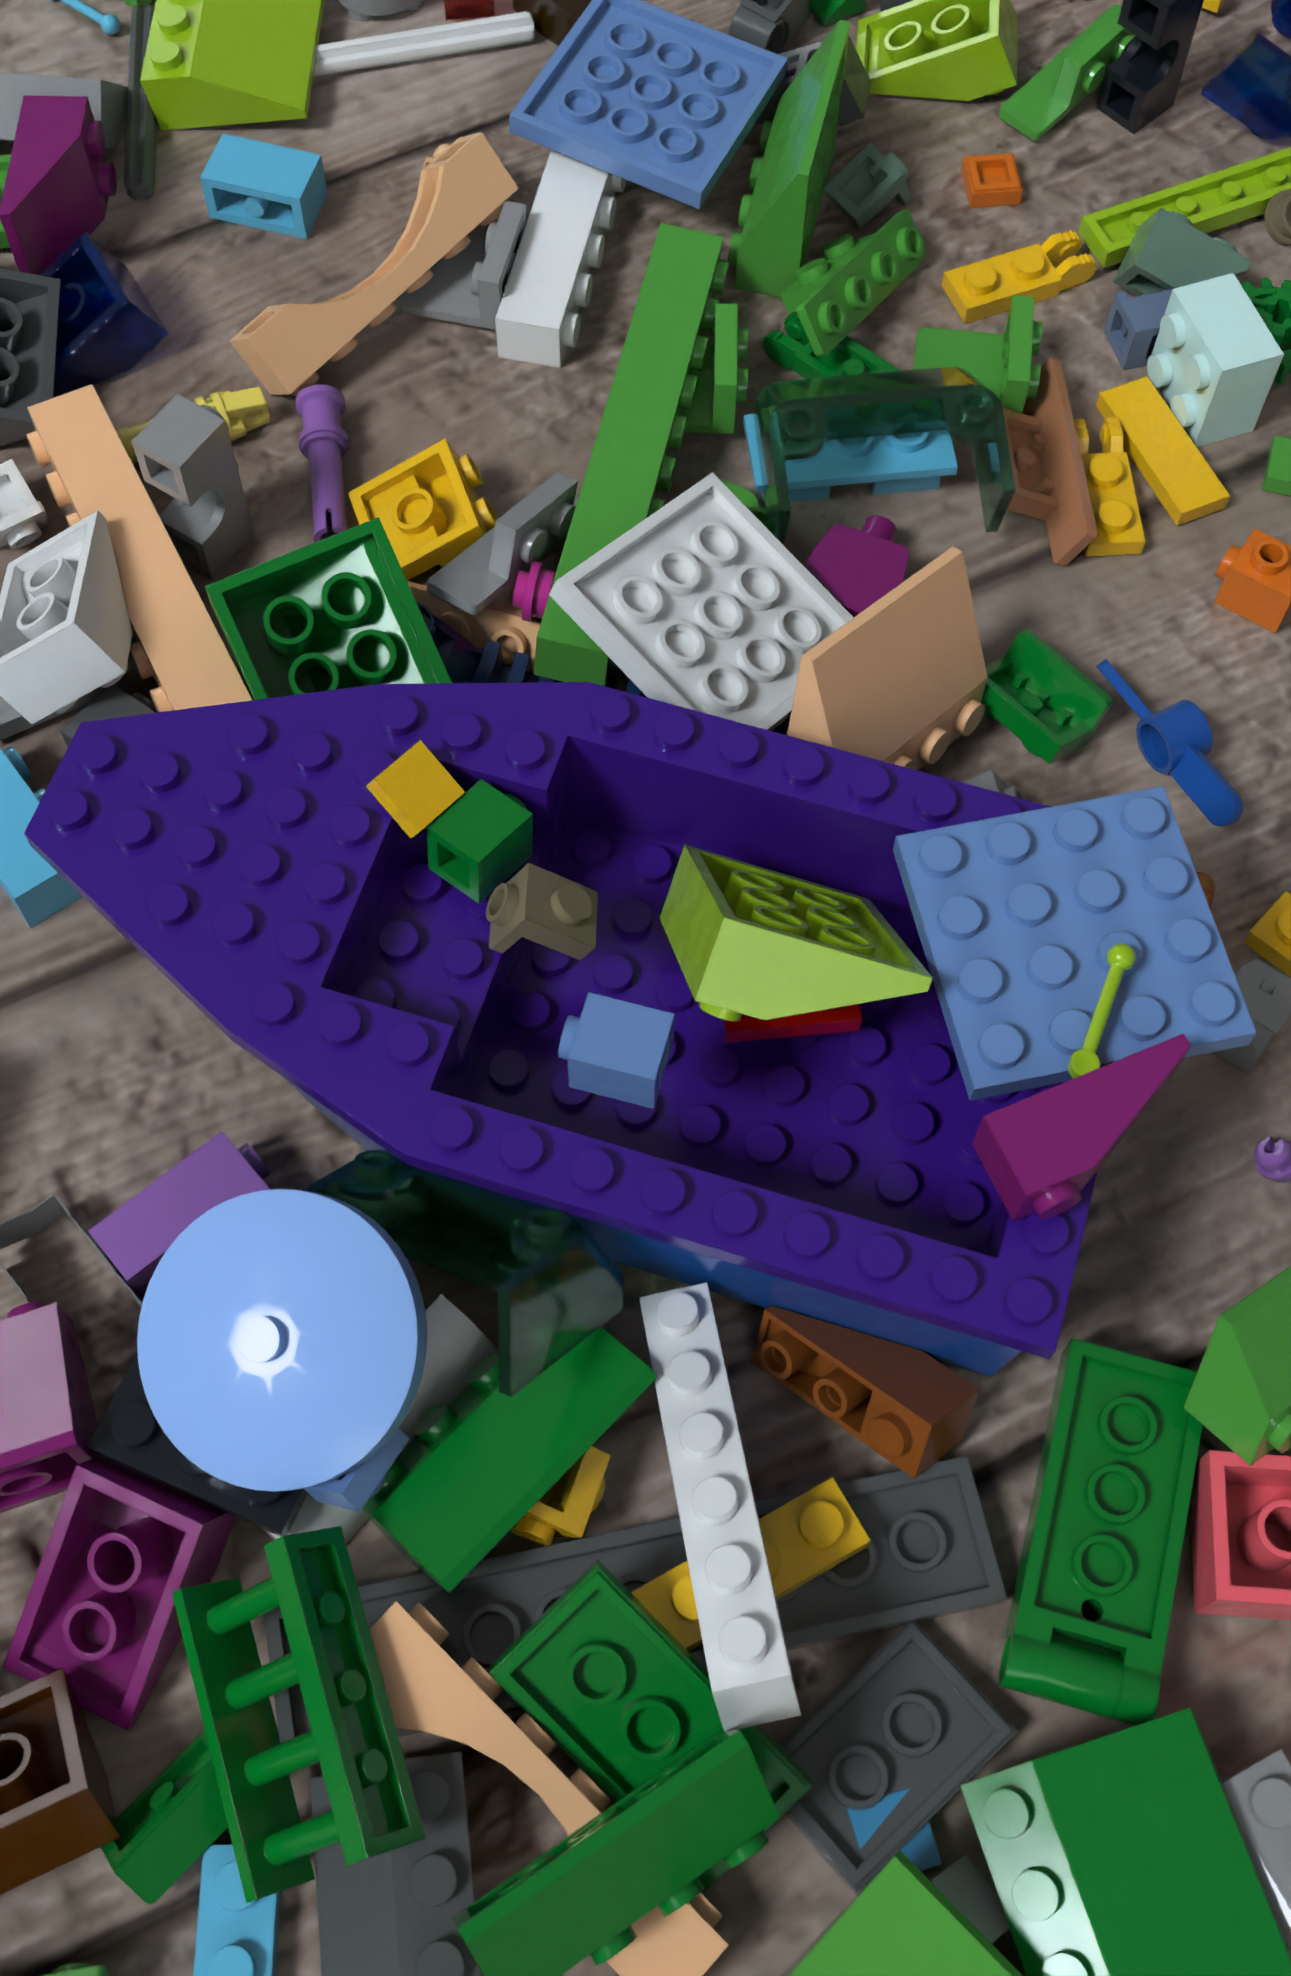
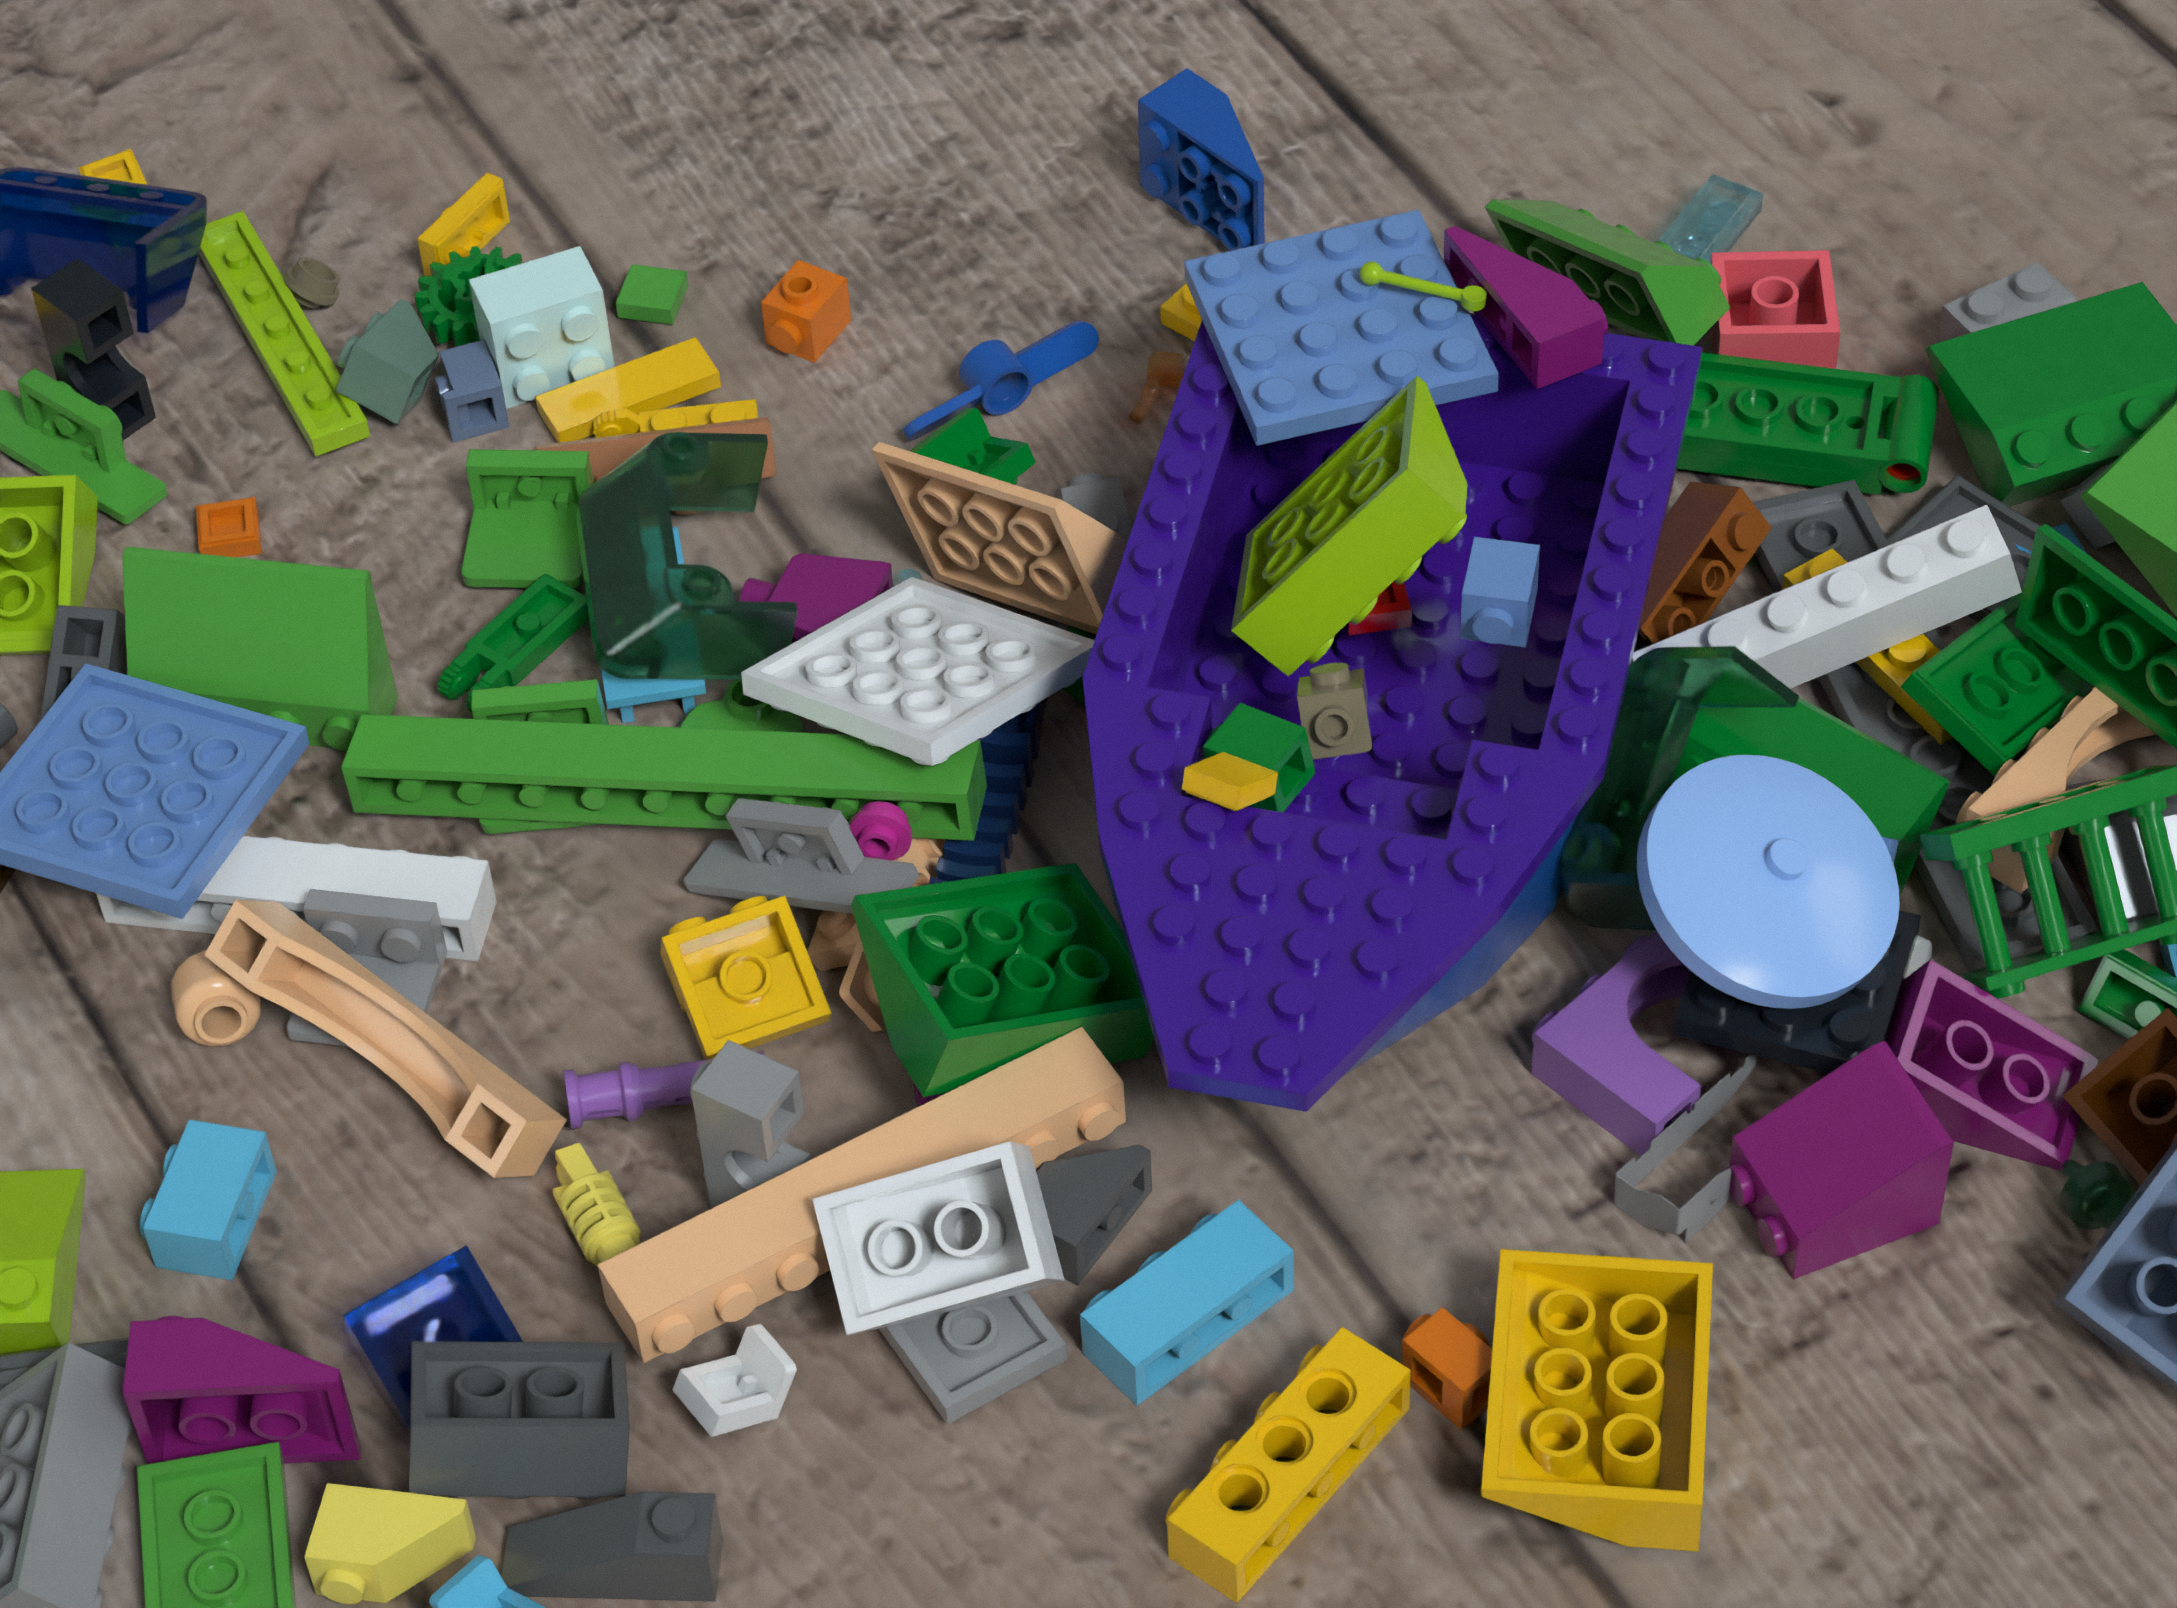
camera: 90 degrees left, 15 degrees down
(852, 280) = (422, 633): bright green bracket -> none
(988, 285) = (384, 507): yellow hinge -> none

